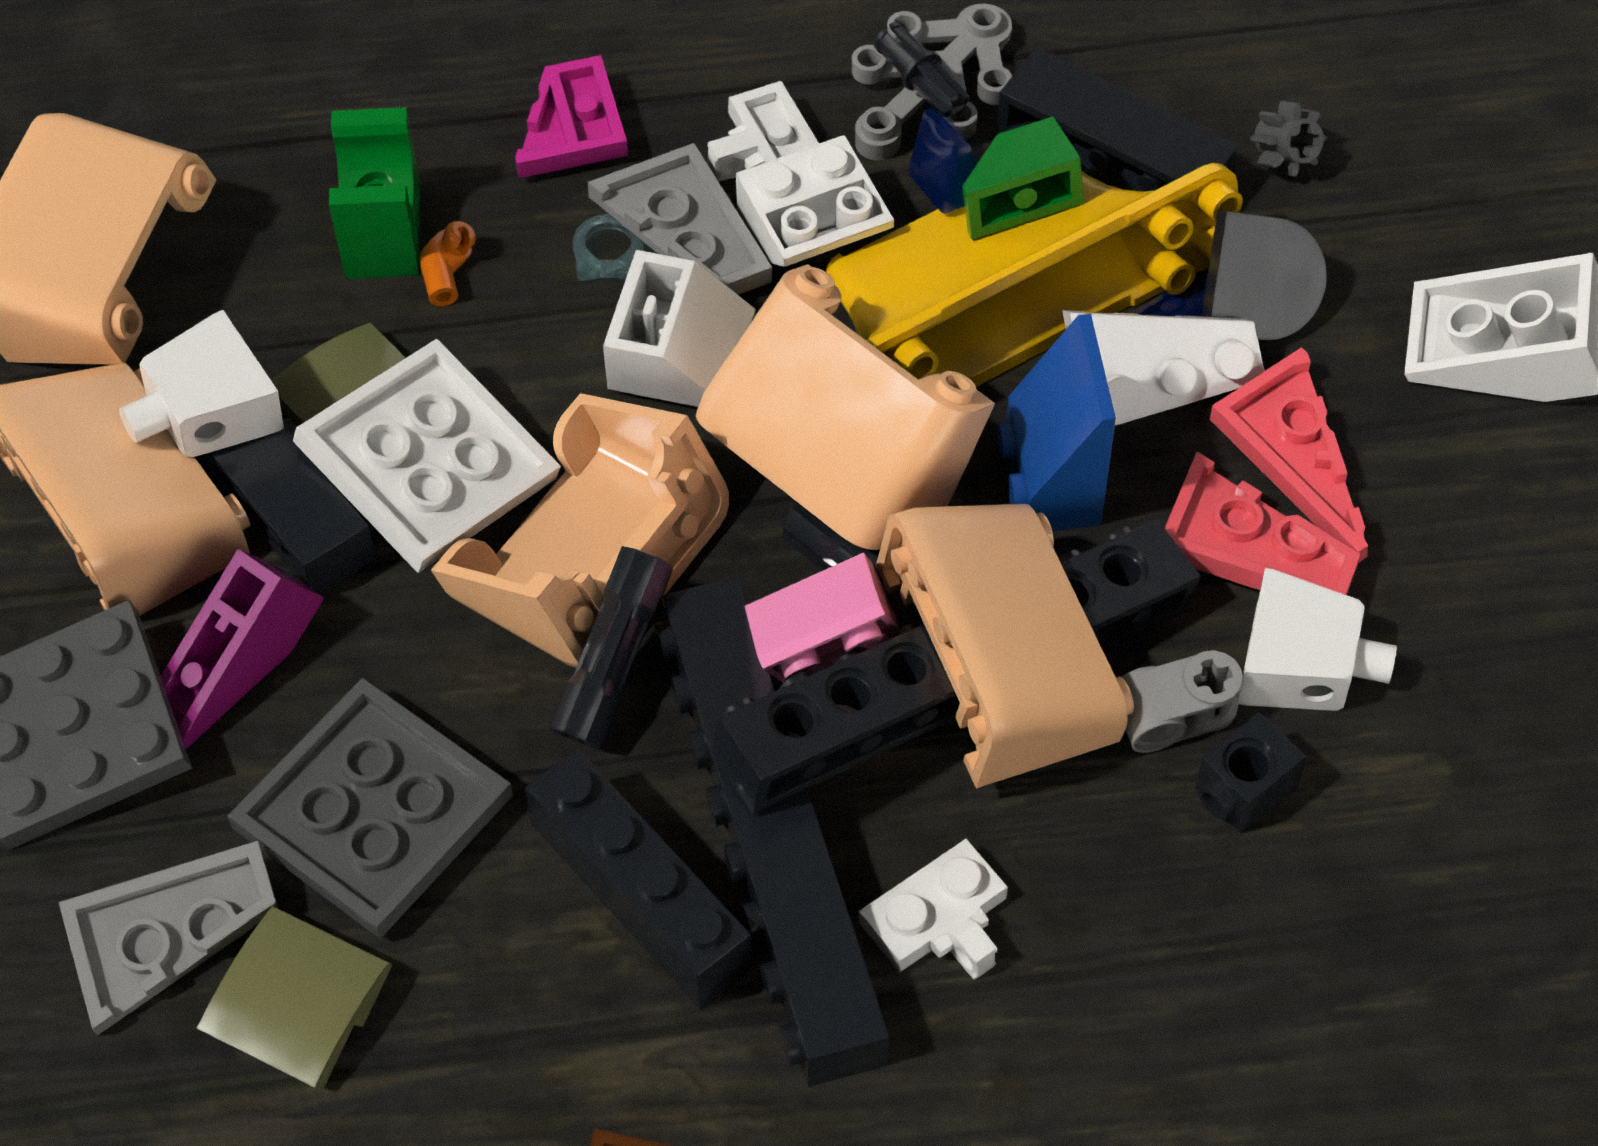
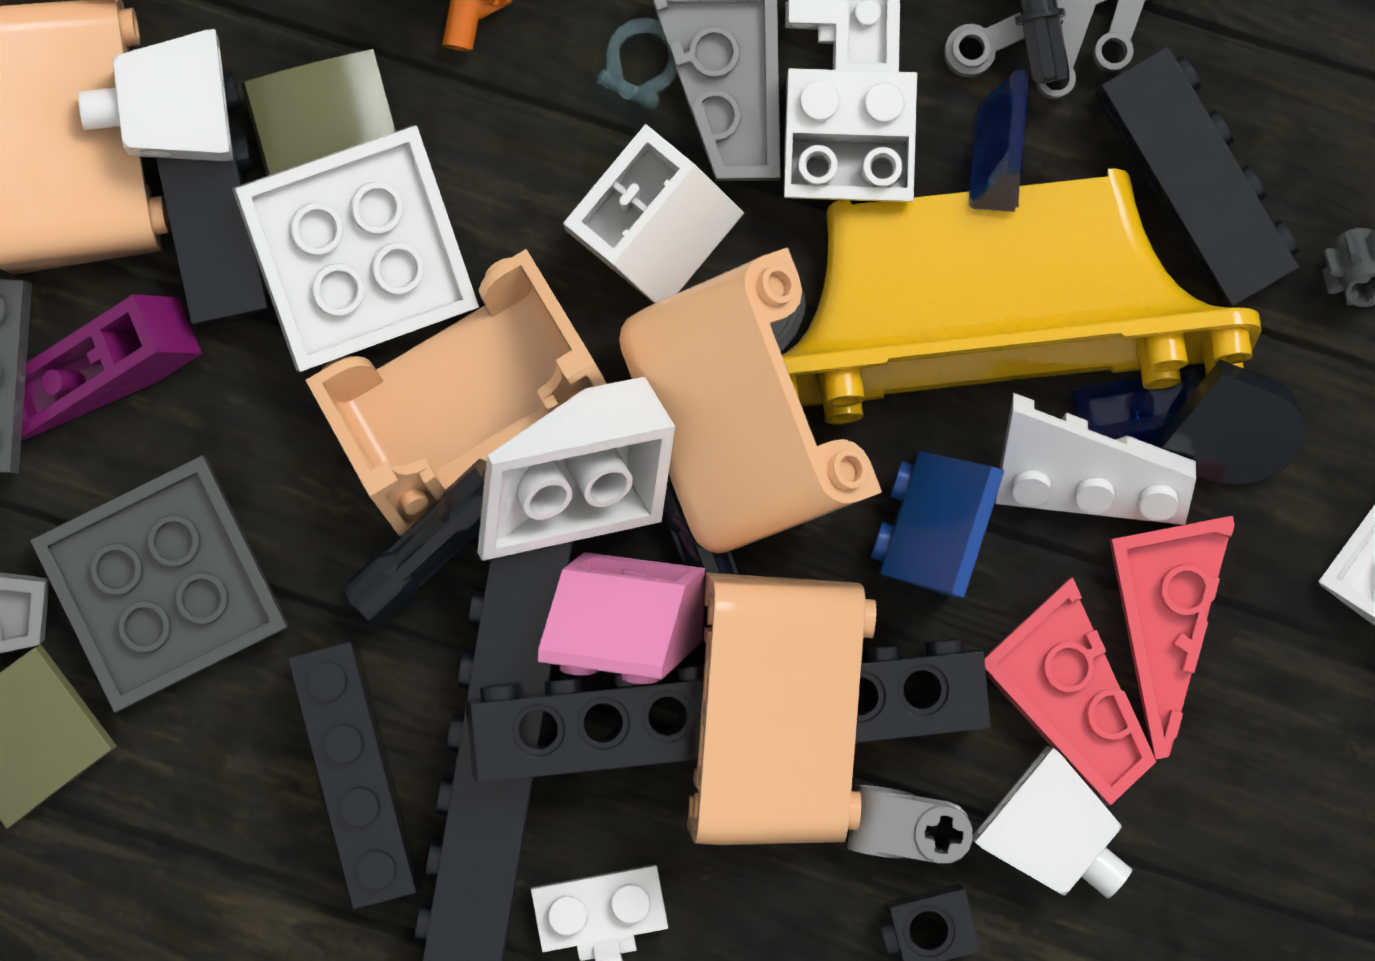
camera: 25 degrees right, 30 degrees up
(720, 513) = (579, 471): none -> white slope
(1022, 179) = (1058, 218): green slope -> none

